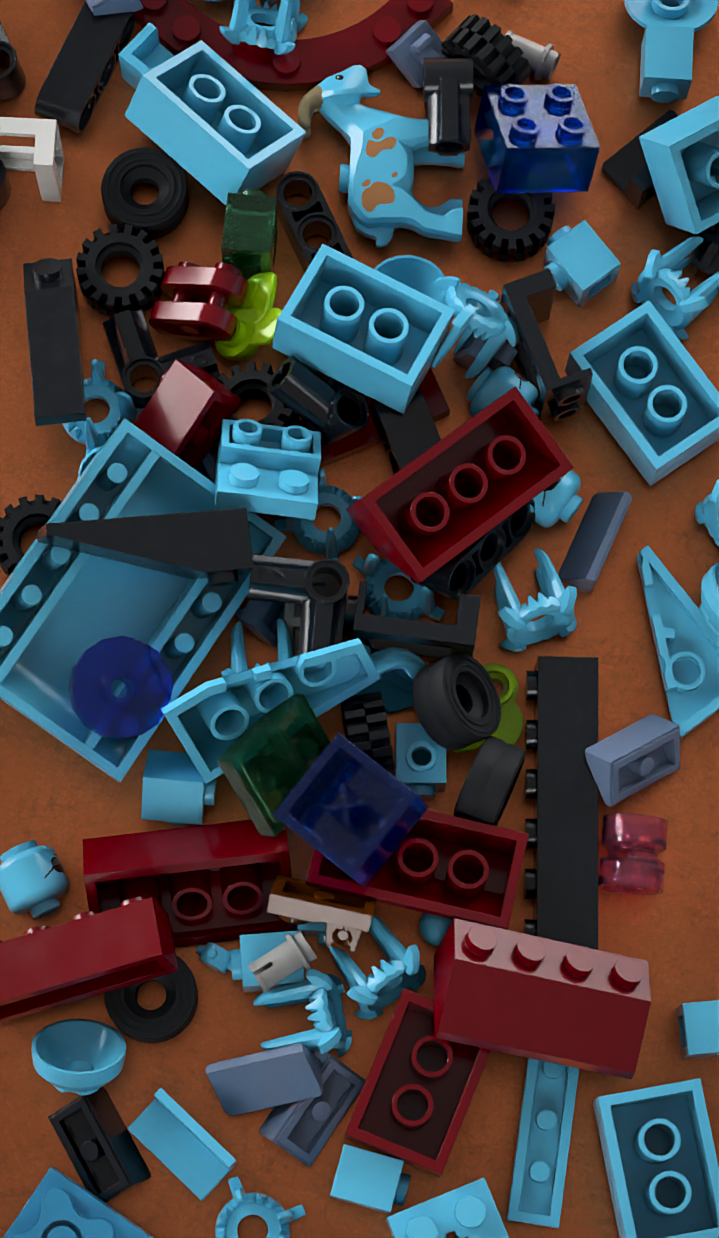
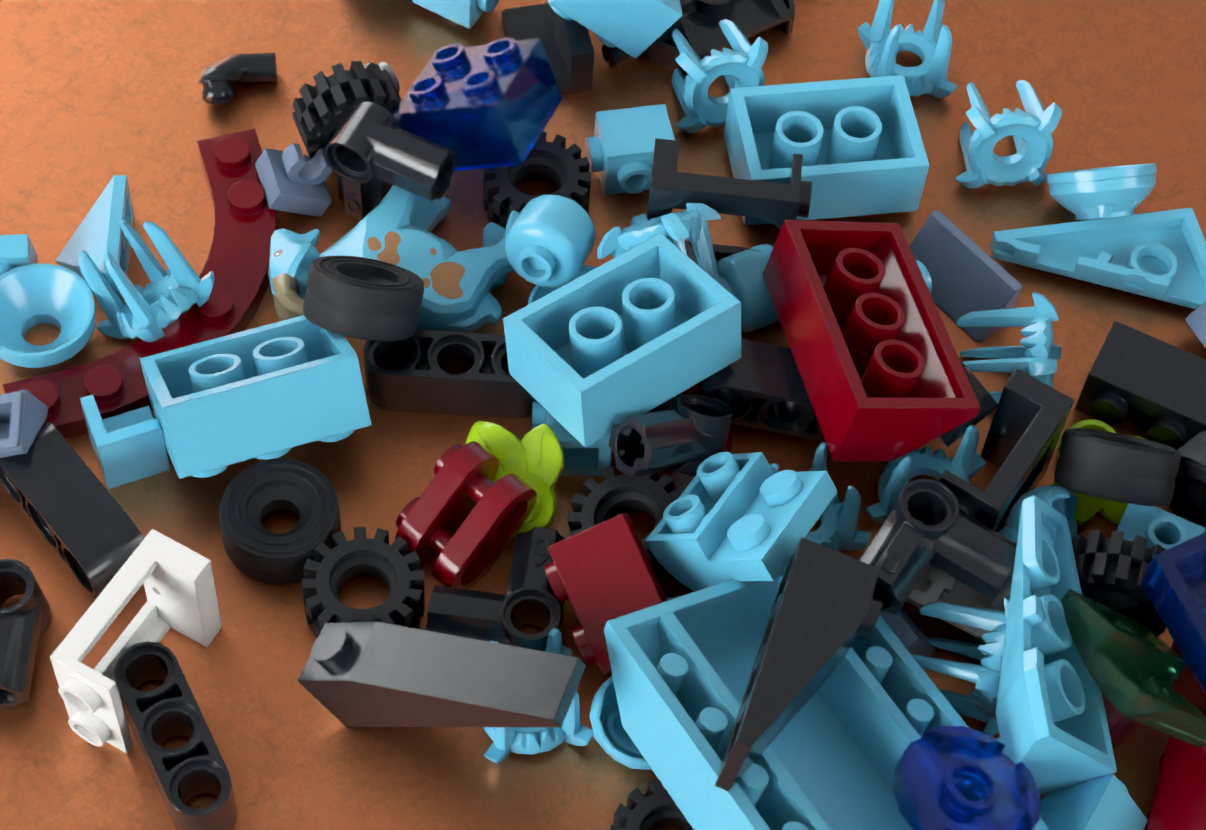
camera: 65 degrees left, 20 degrees down
(250, 232) = (417, 416): clear green brick -> none
(297, 161) = (363, 298): none -> black tyre
(435, 244) = (550, 240): none -> medium azure head

